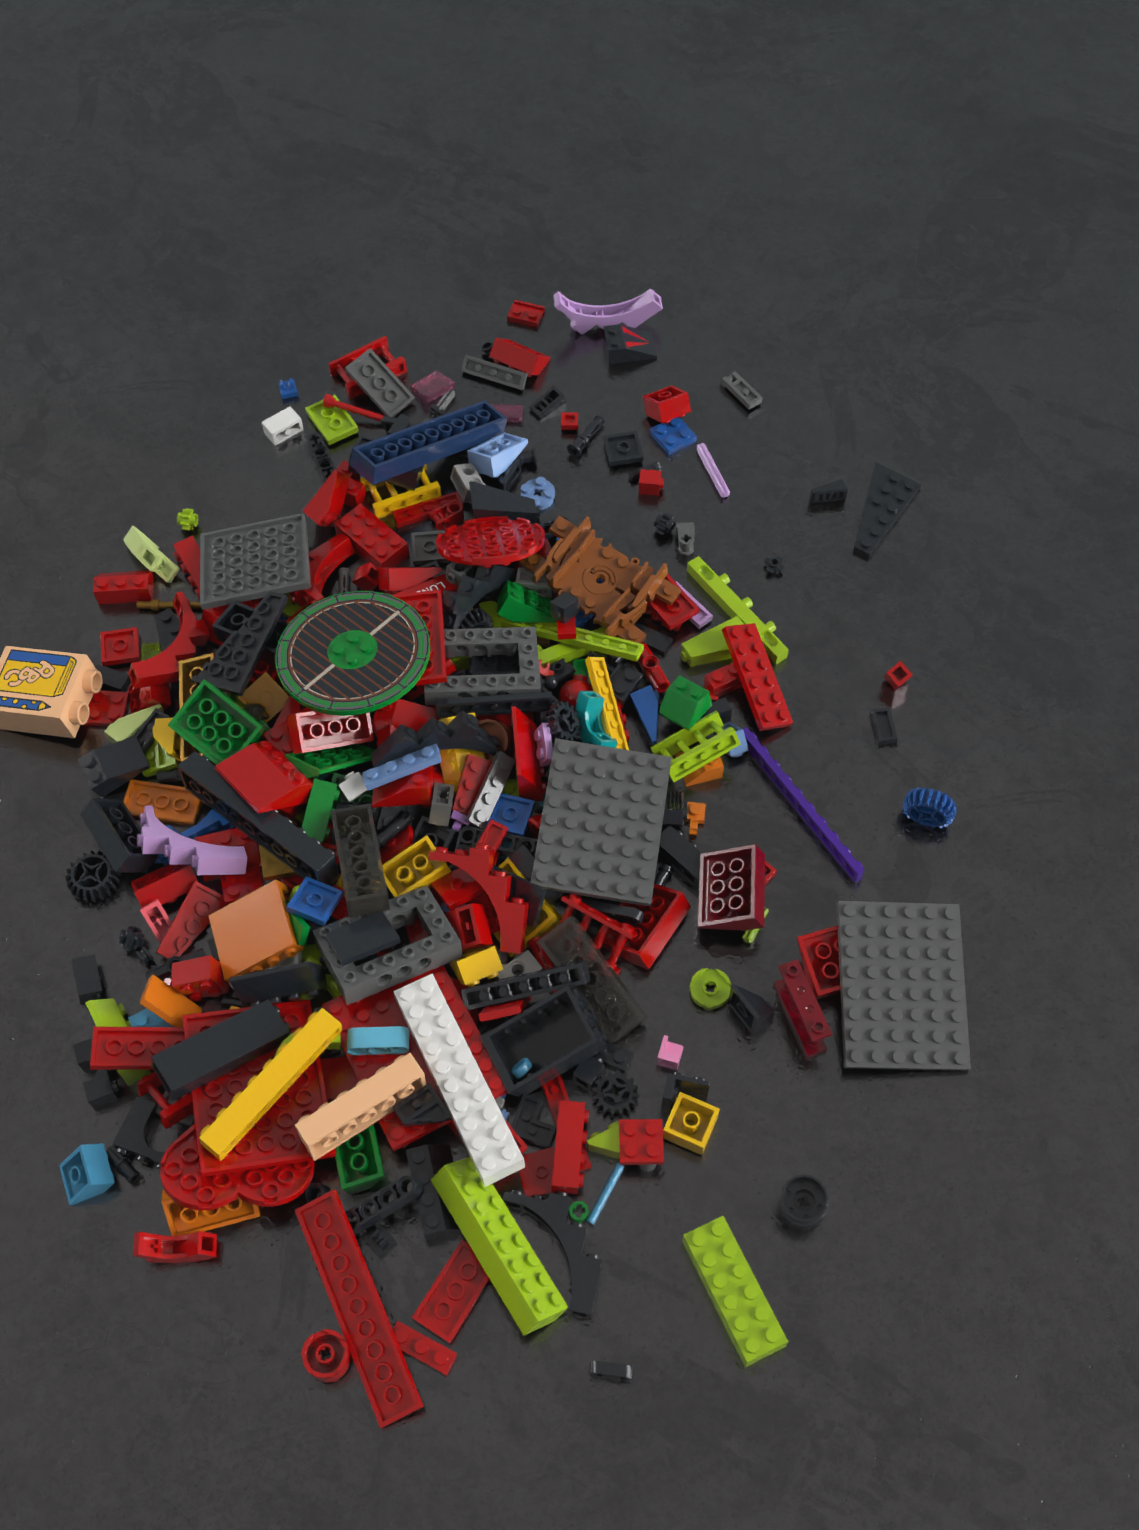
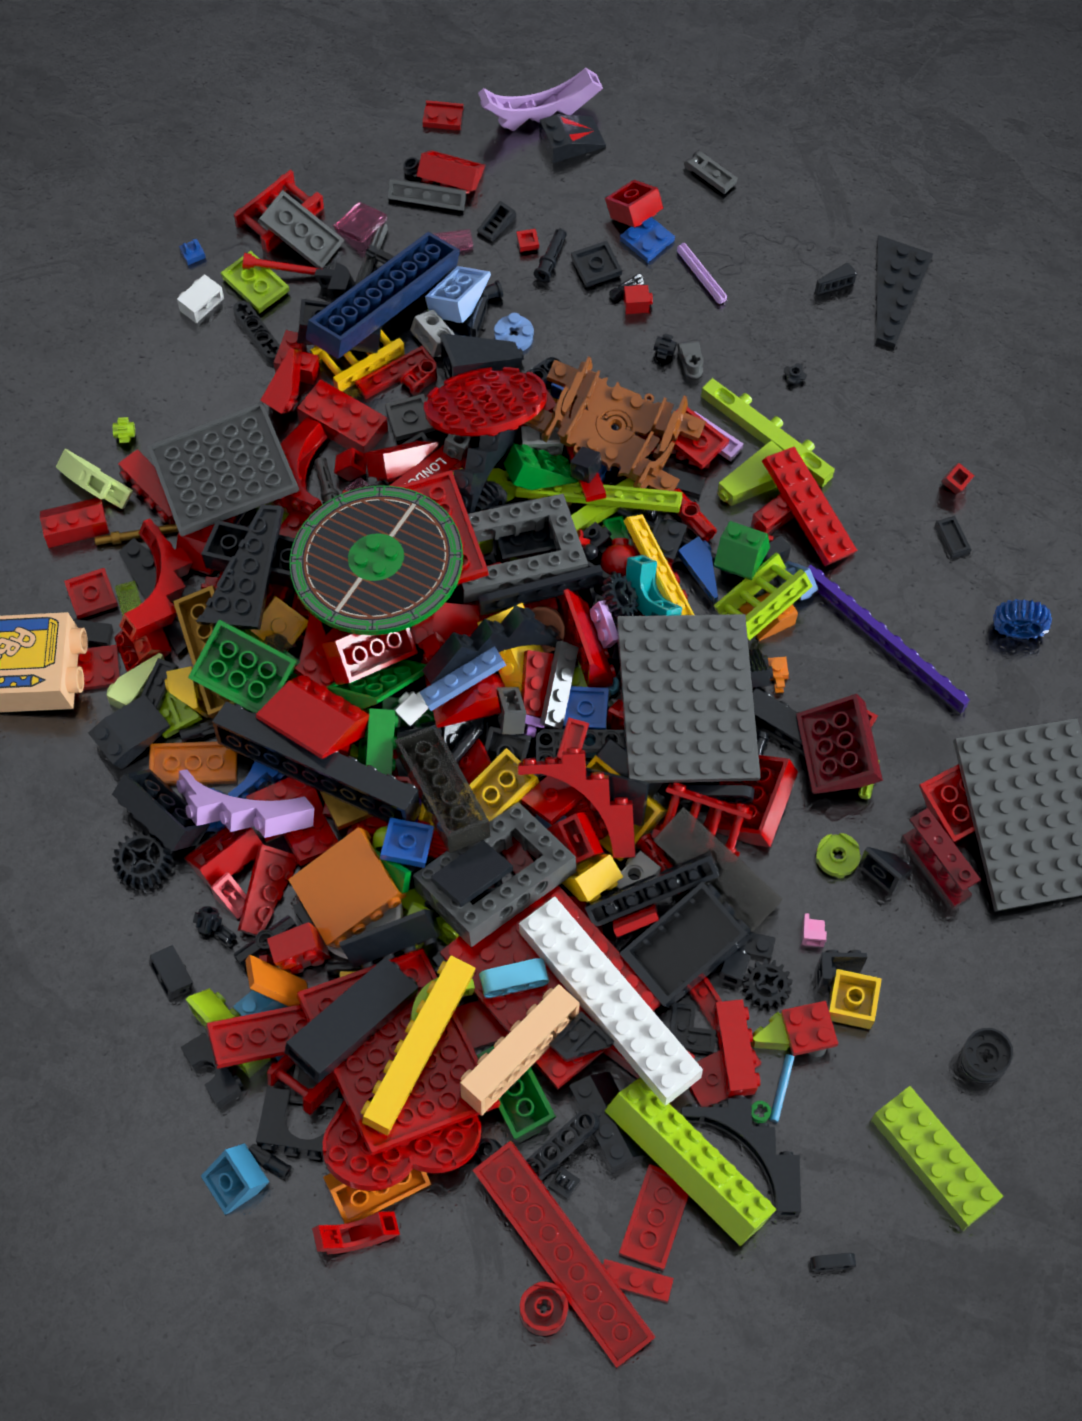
camera: 15 degrees left, 5 degrees up
(521, 1068) = (668, 976): dark azure tile -> none

